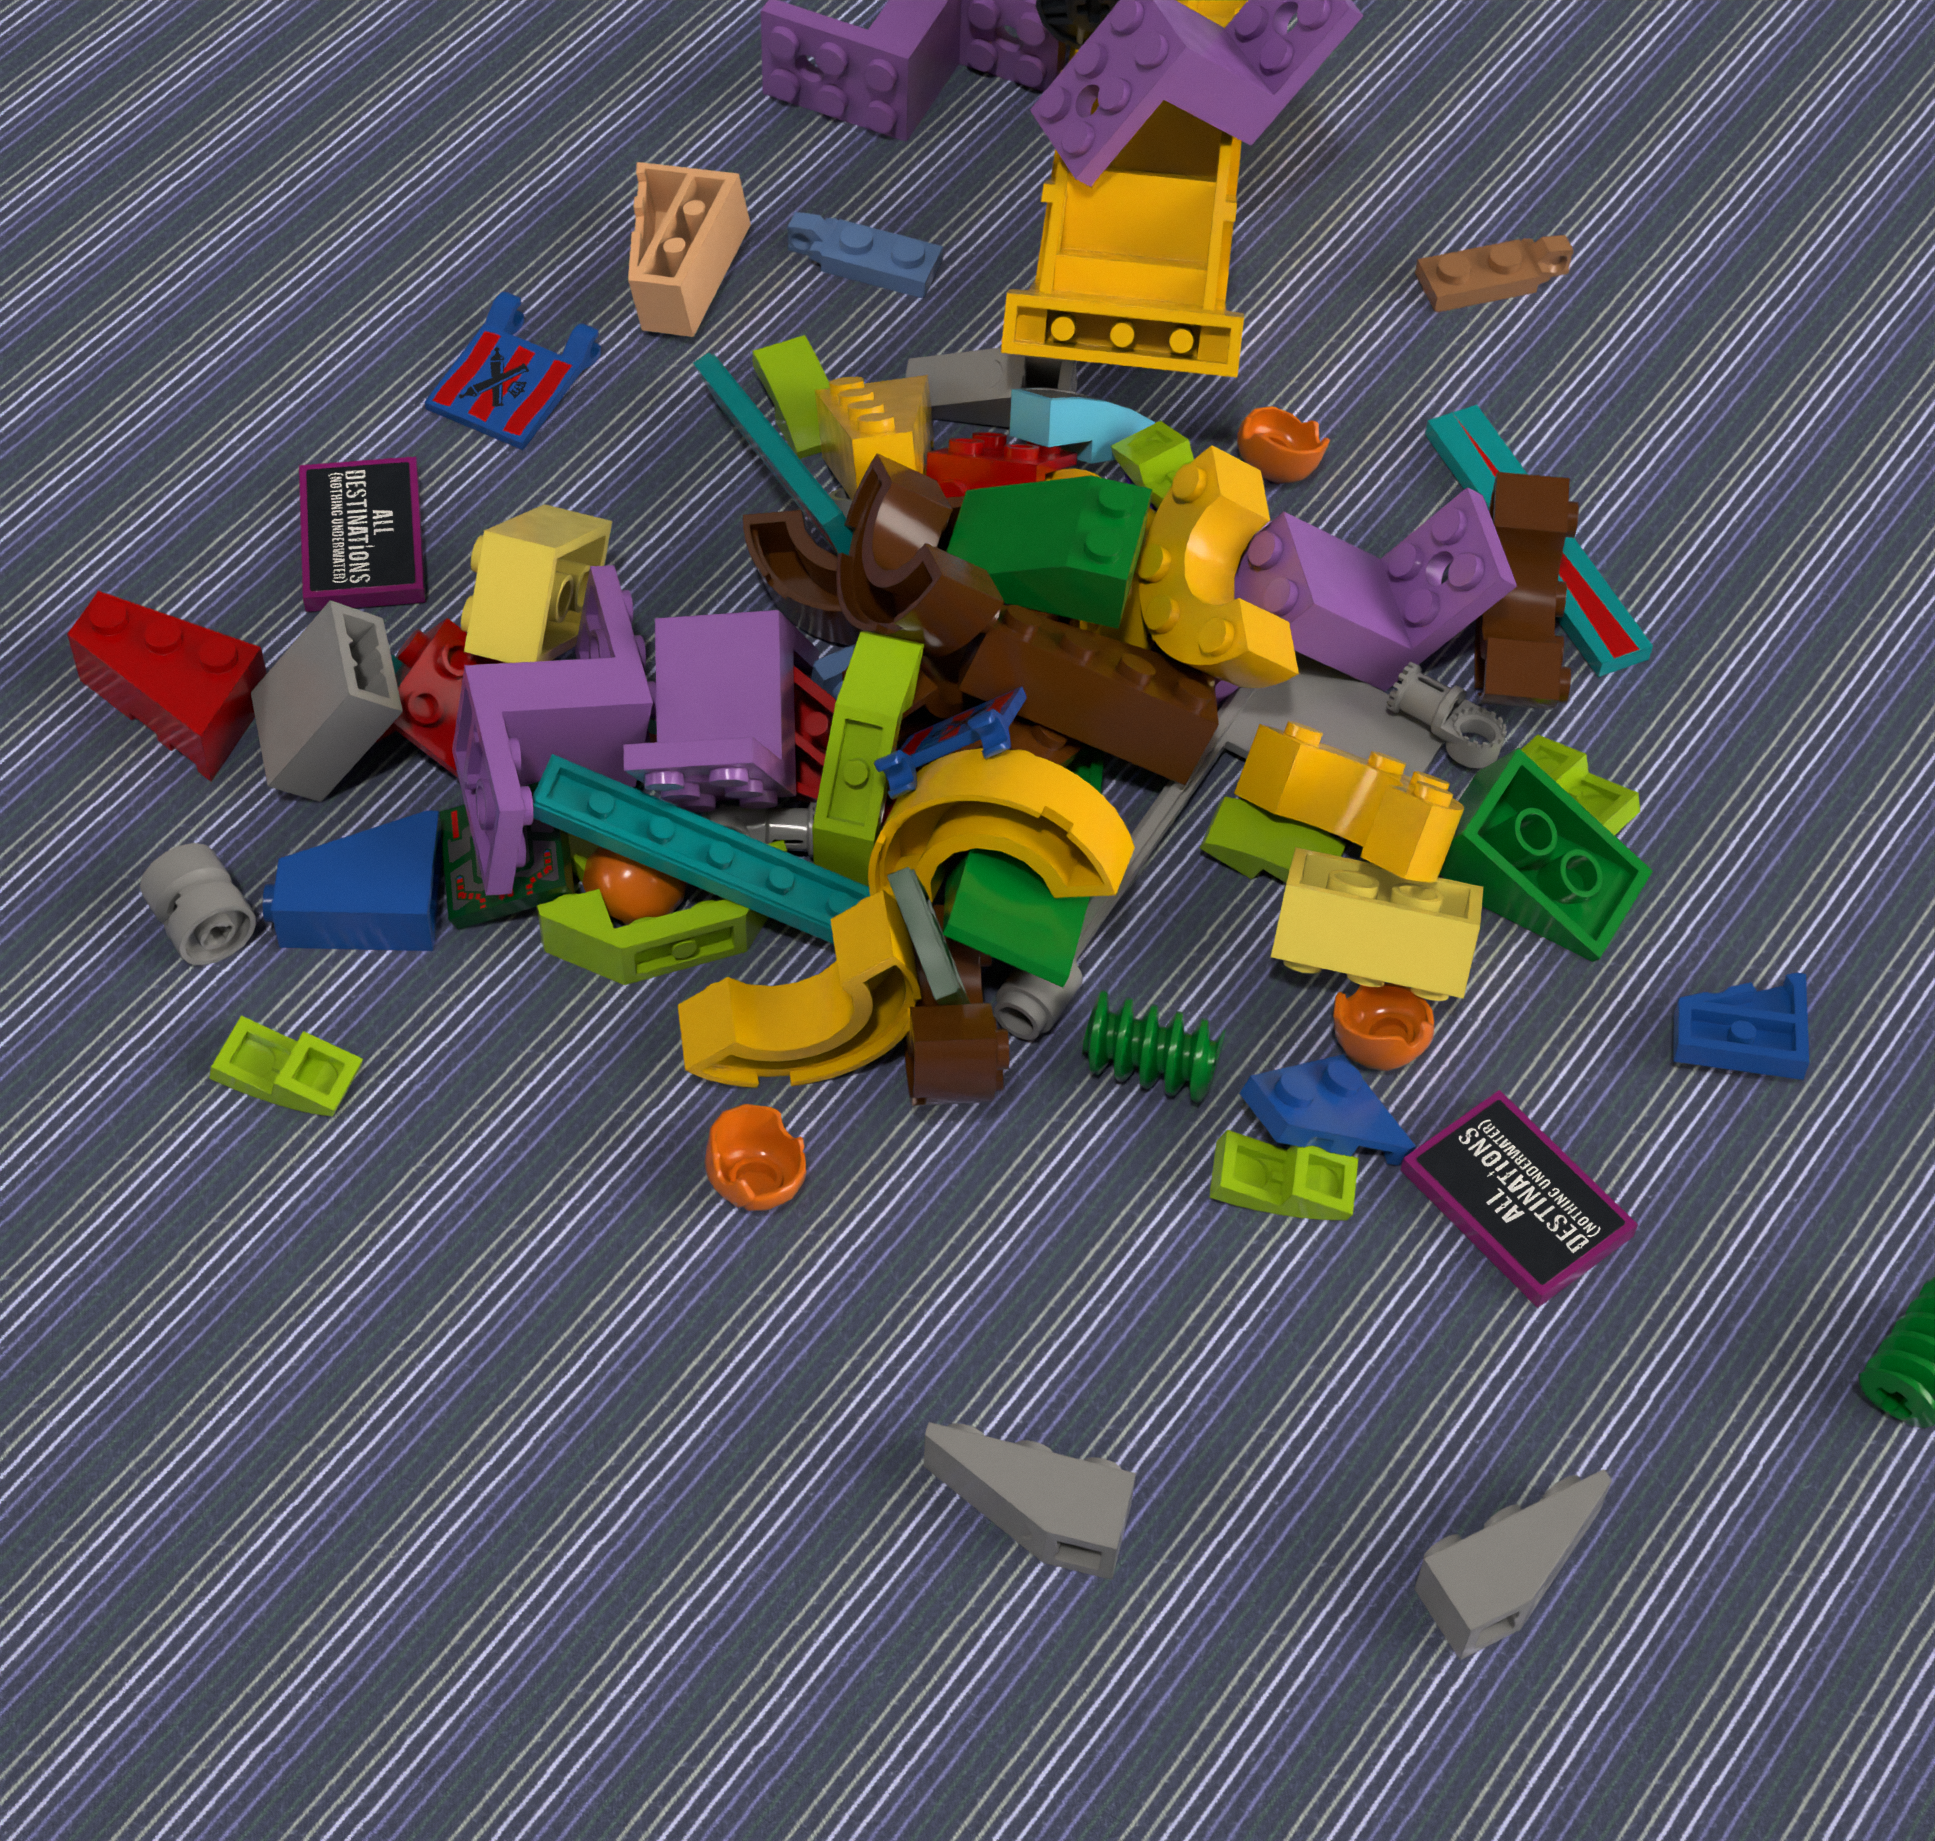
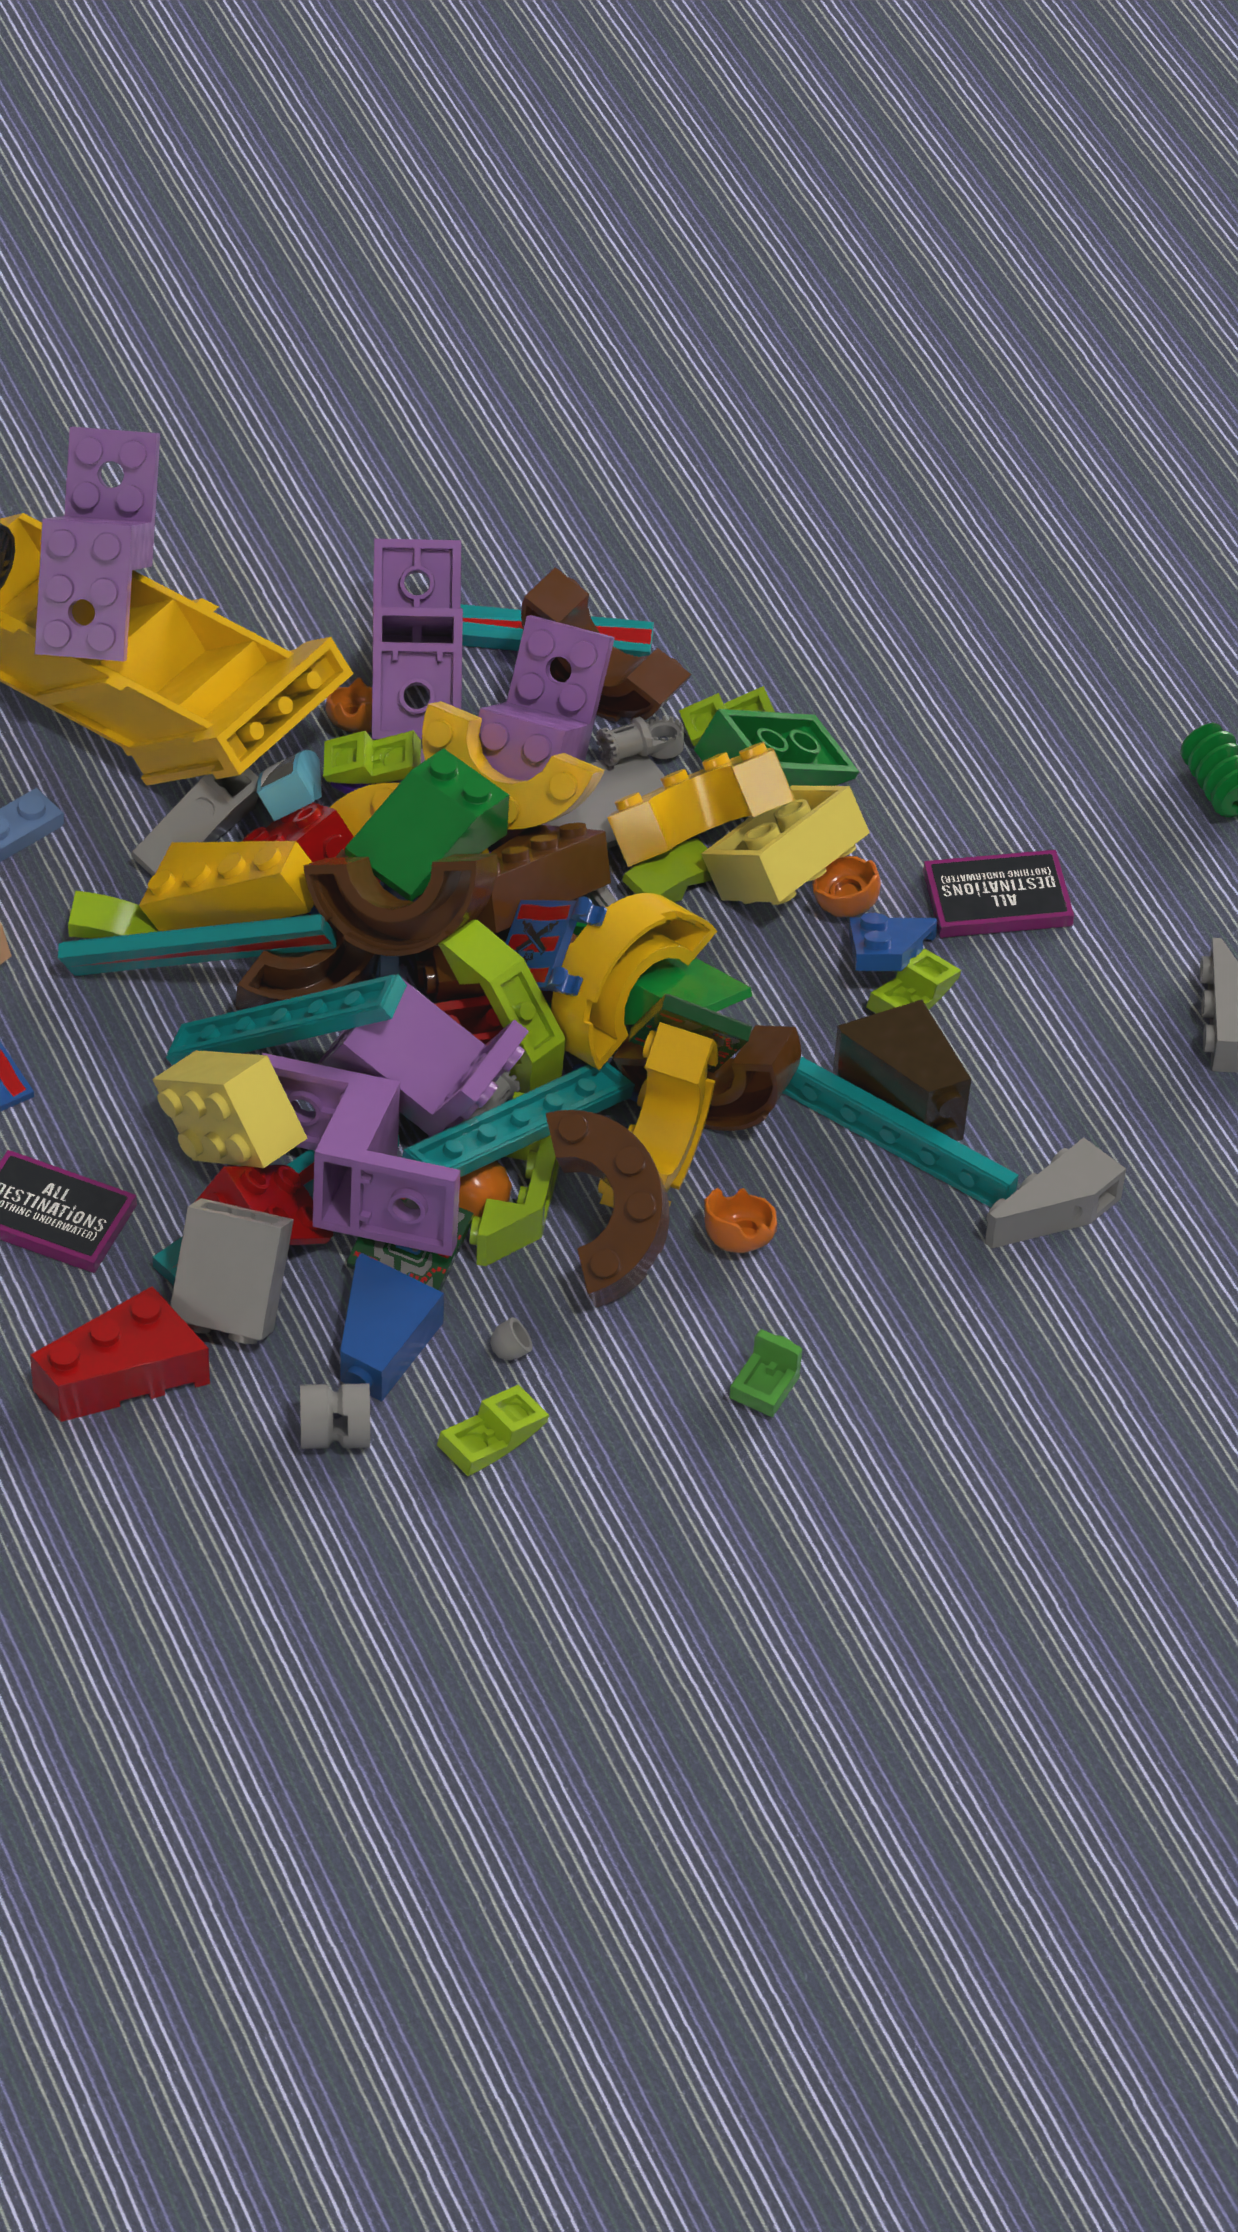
camera: 60 degrees left, 5 degrees down
(435, 1021) = (511, 1340): none -> light grey hinge
(526, 1306) = (768, 1373): none -> bright green bracket
(671, 1020) = (640, 1215): none -> reddish brown brick
(697, 573) = (291, 1019): none -> teal tile
(1018, 1256) = (901, 1134): none -> teal tile
(1102, 1224) = (906, 1064): none -> dark brown slope
(1151, 1047) = (789, 994): green piece -> none
(1415, 437) = (415, 635): none -> medium lavender bracket
(1492, 271) = (282, 533): medium nougat hinge -> none
(1746, 1029) = (959, 731): blue wing -> none

